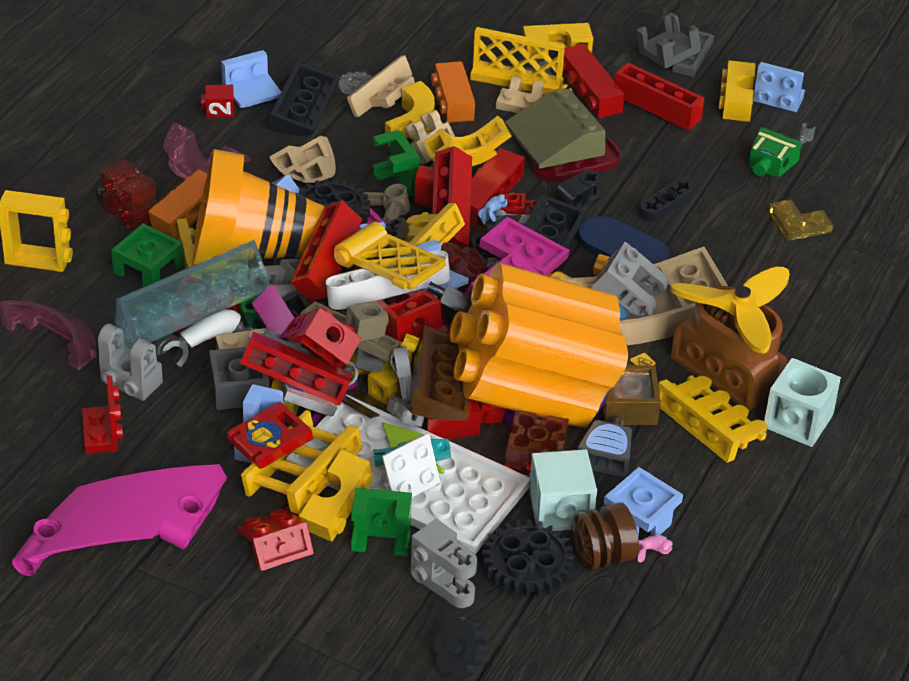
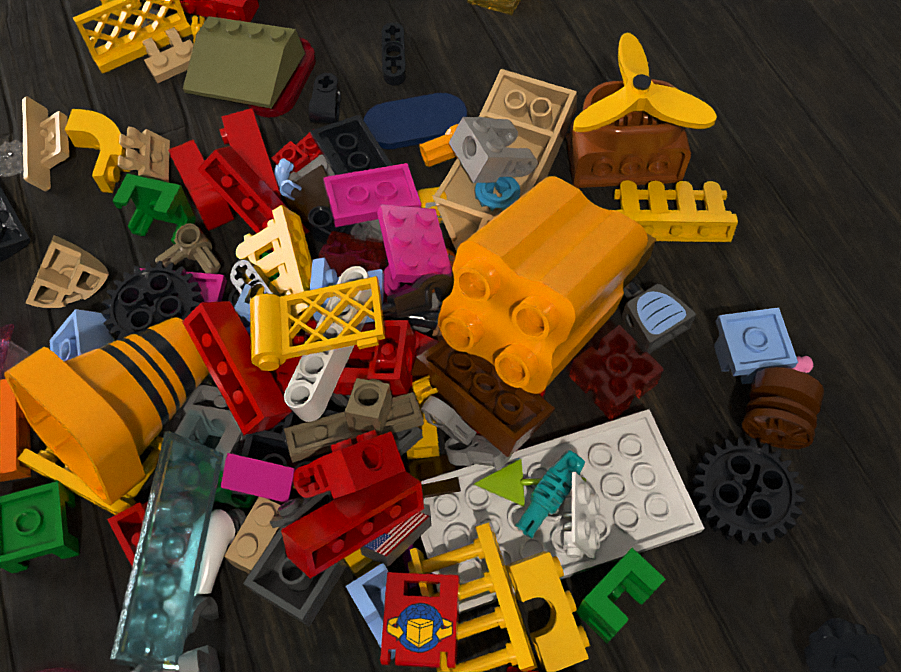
camera: 45 degrees left, 20 degrees up
(437, 566) = (709, 580): light grey brick -> none
(453, 92) = (109, 95): orange brick -> none
(479, 145) = (204, 136): yellow arch -> none
(560, 487) = (696, 396): light aqua brick -> none
(802, 402) = (732, 144): light aqua brick -> none

